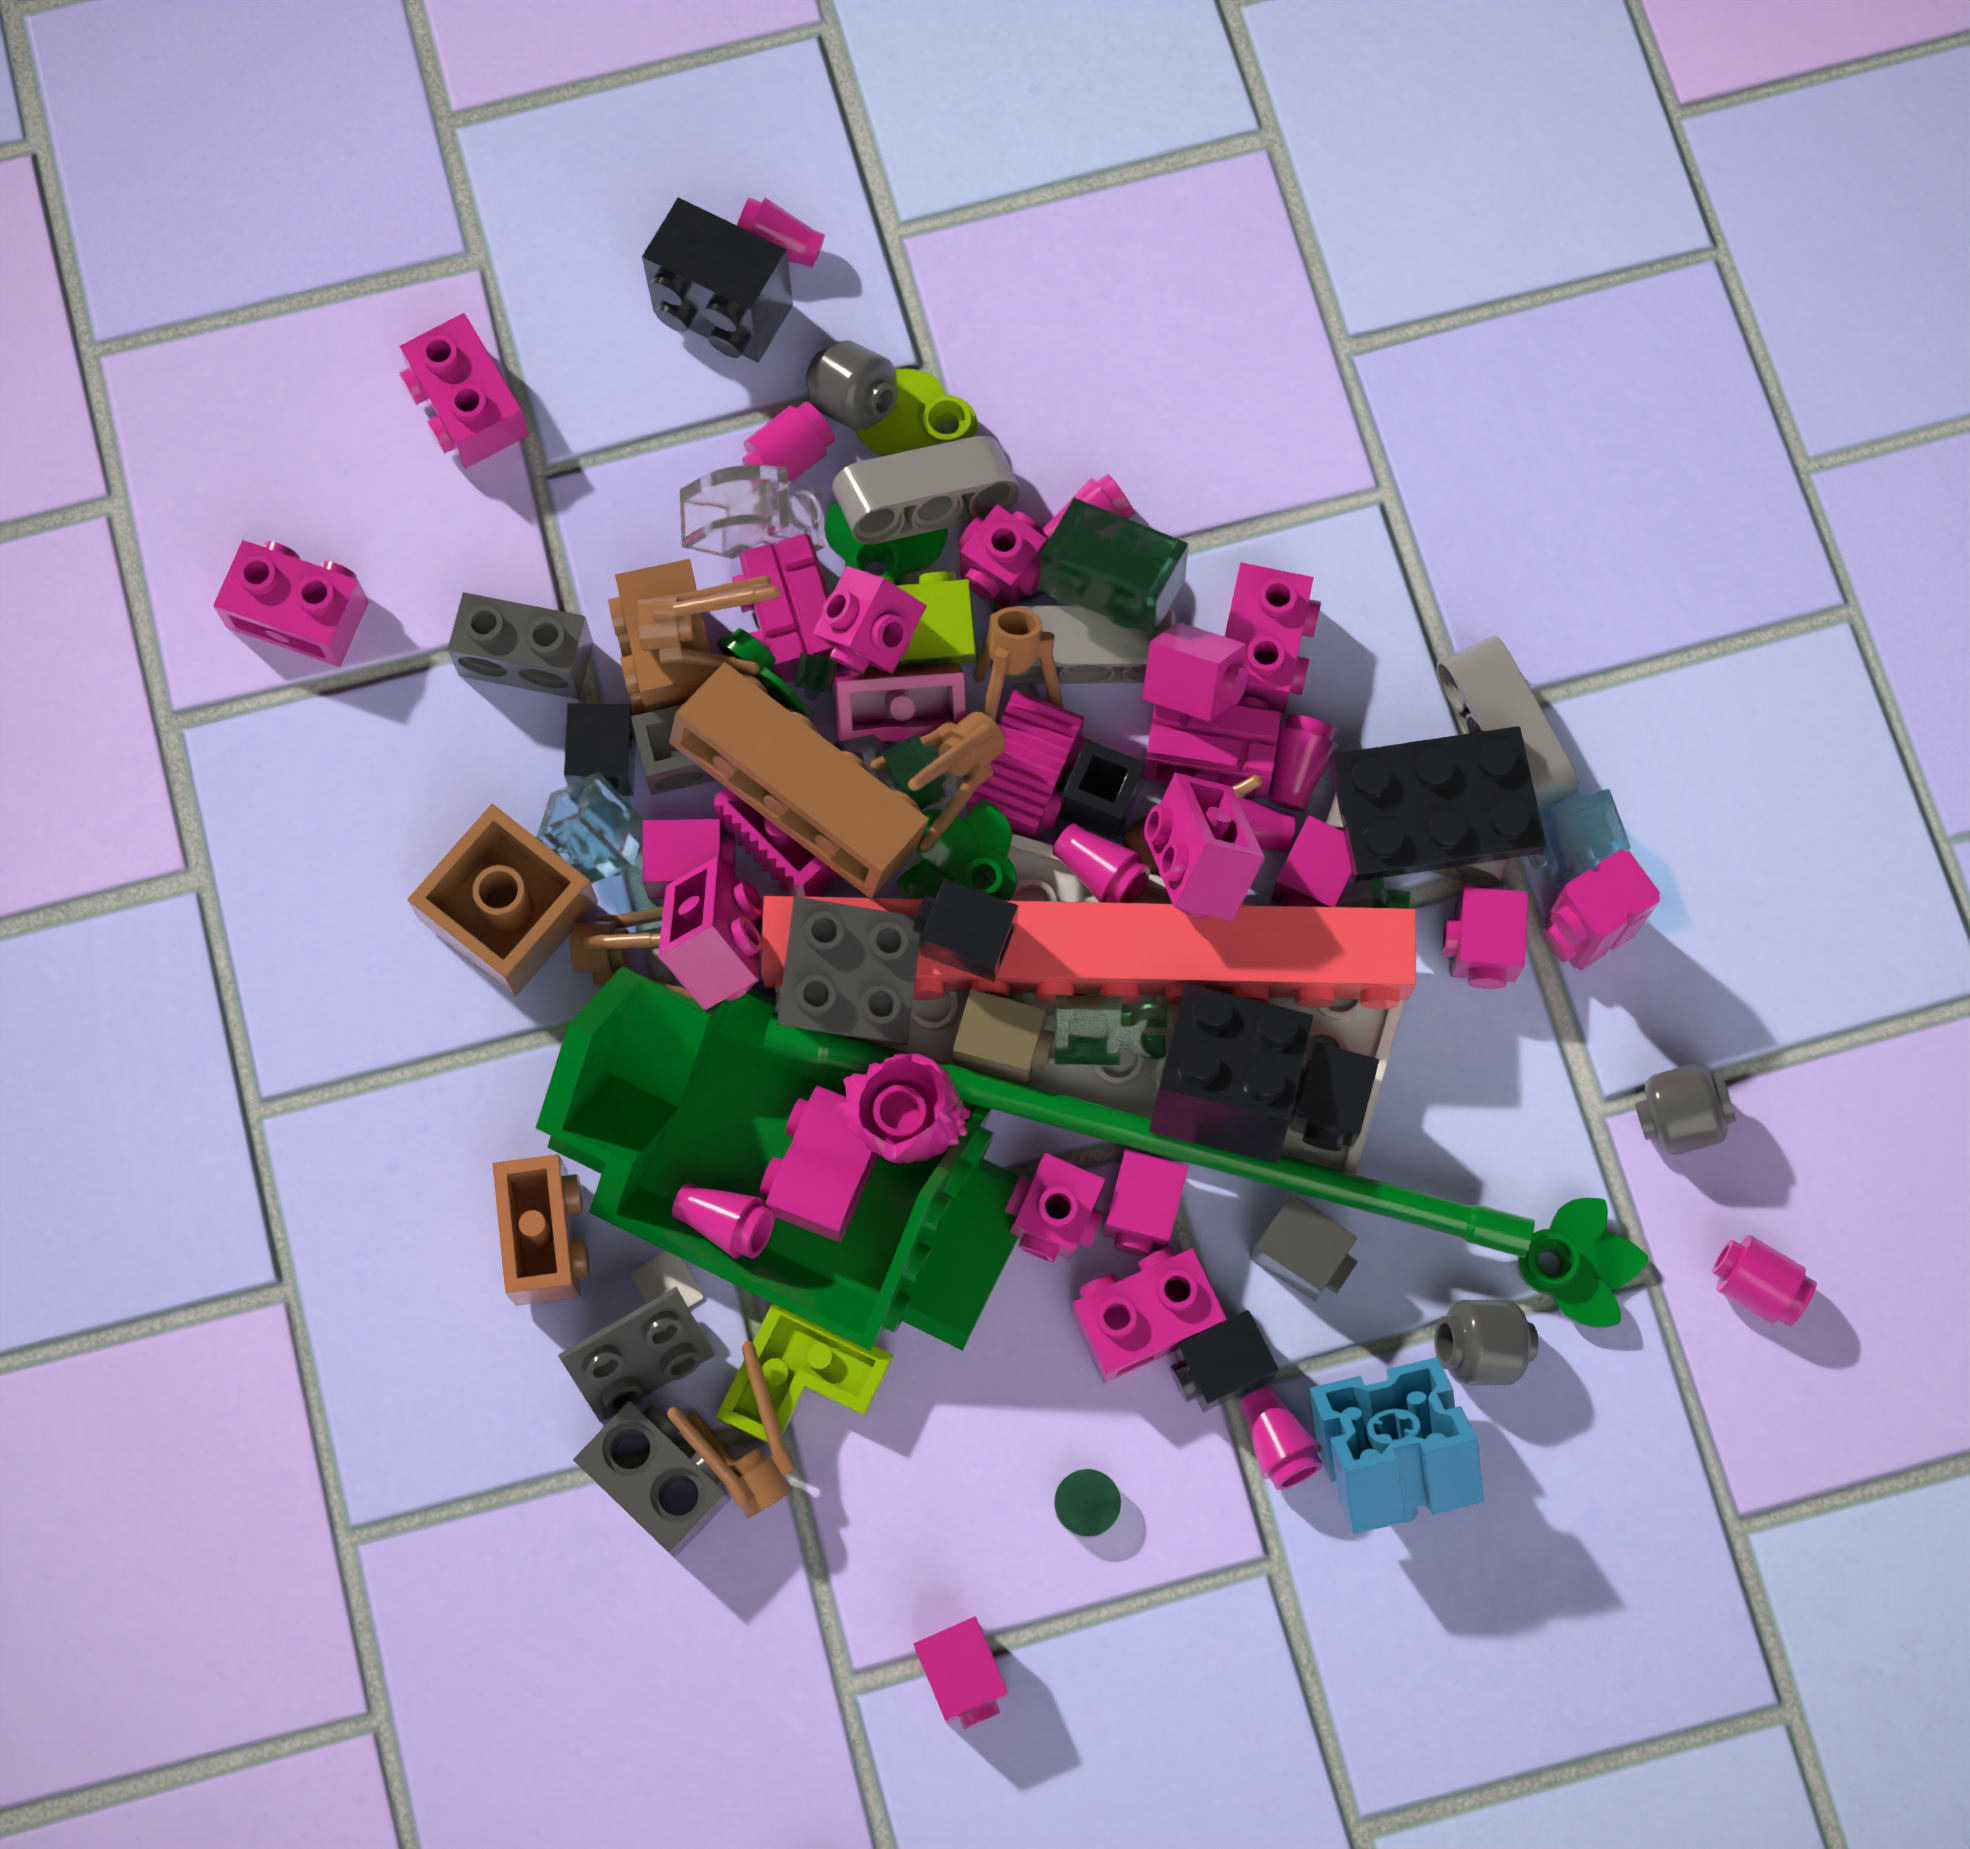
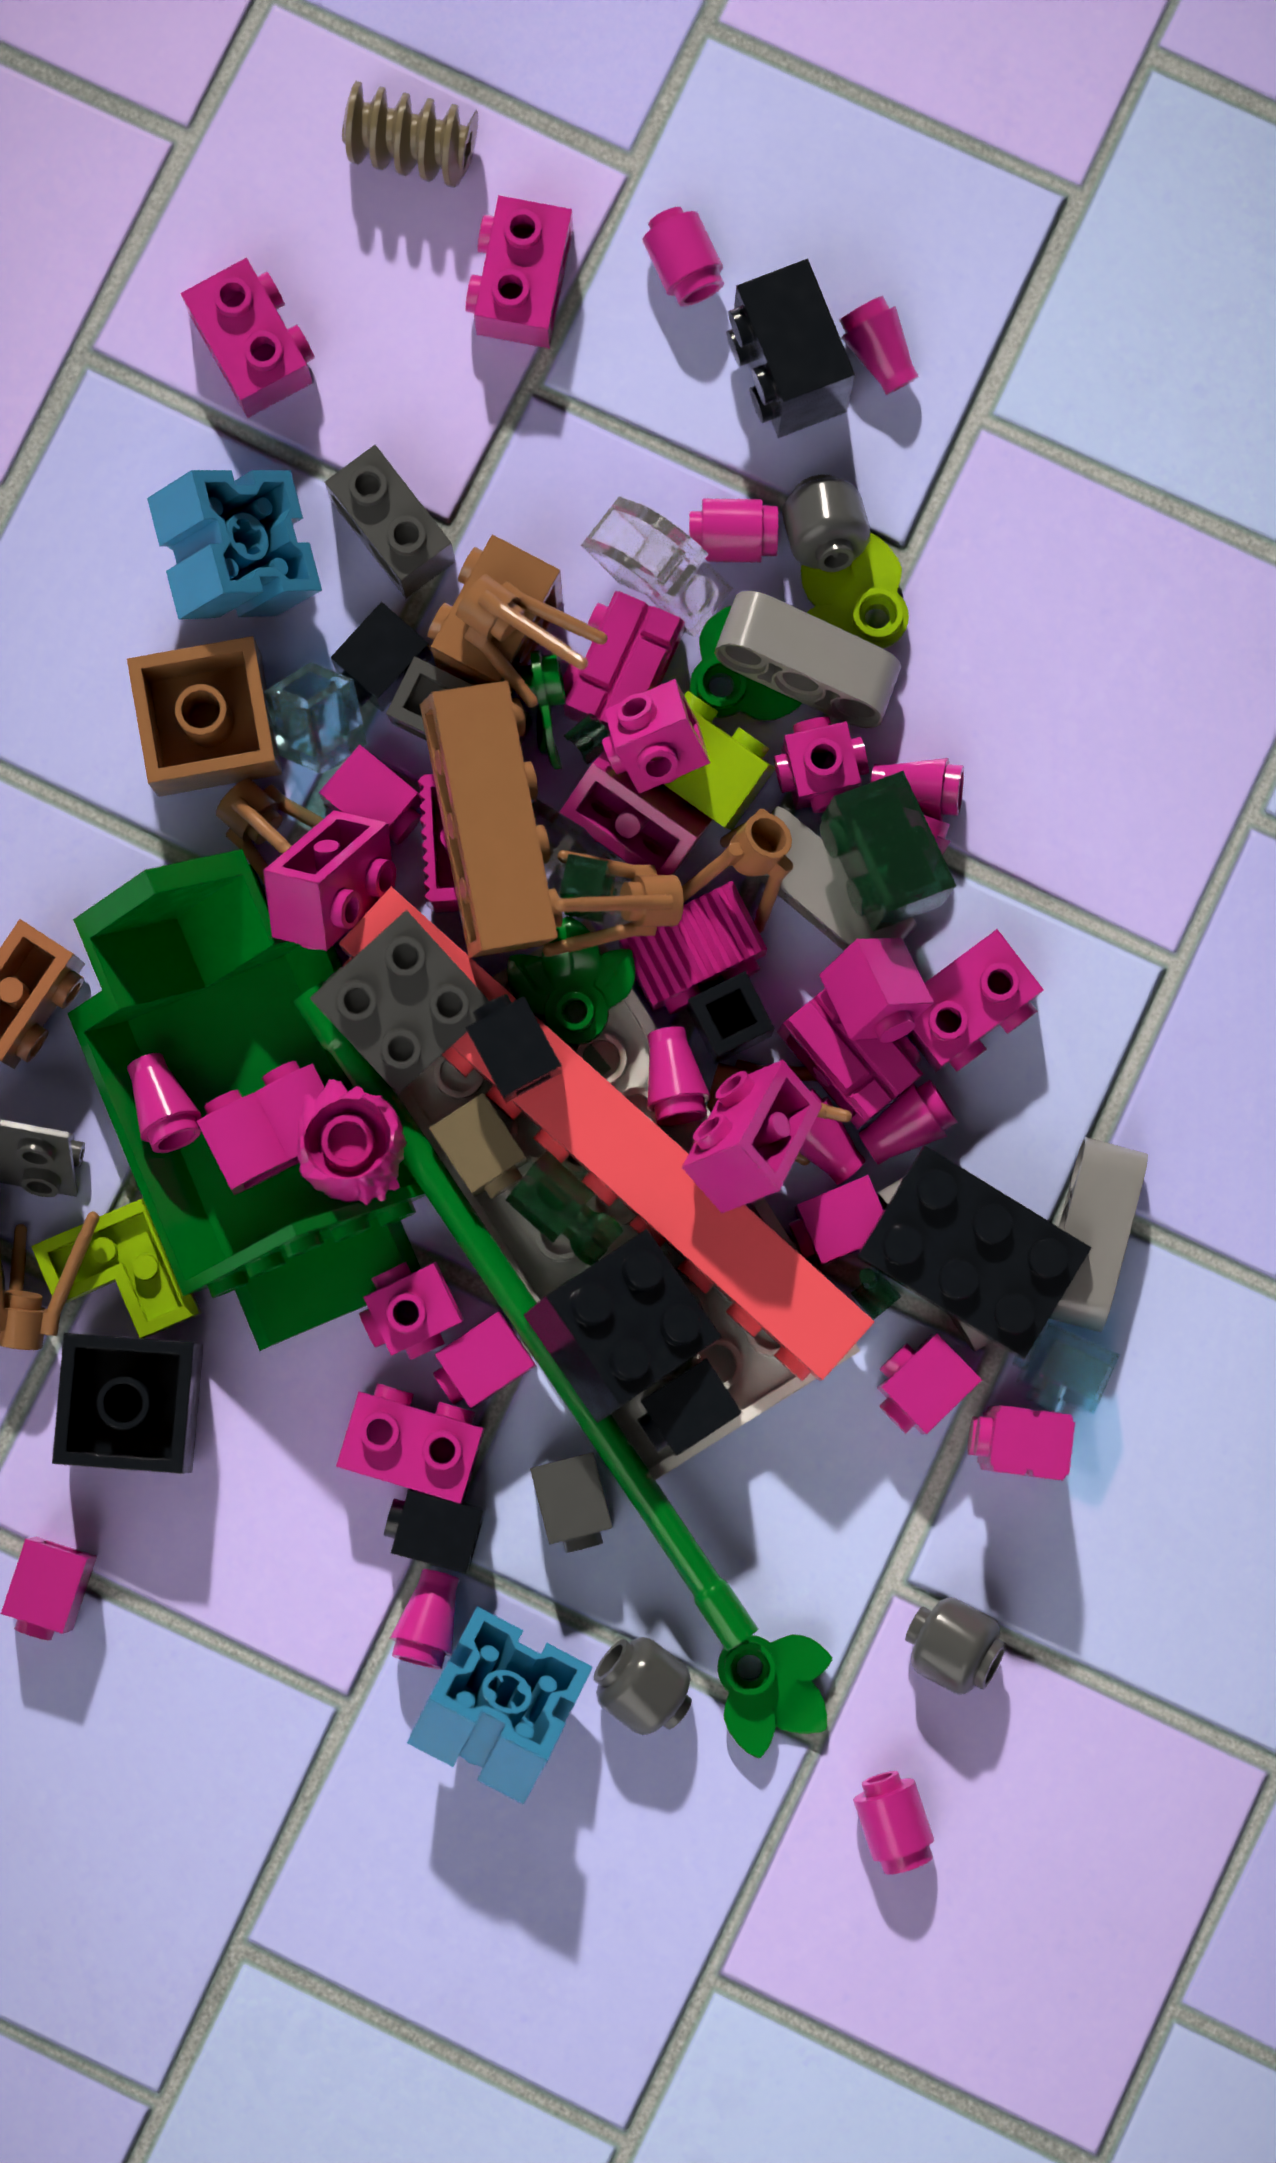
camera: 40 degrees right, 10 degrees up
(289, 362) = (408, 136): none -> dark tan piece
(415, 752) = (234, 543): none -> dark azure brick
(575, 286) = (683, 256): none -> dark pink brick
(663, 1275) = (84, 1114): white sticker -> none
(900, 1468) = (127, 1403): none -> black brick
(1087, 1503) = (249, 1543): clear green tile -> none

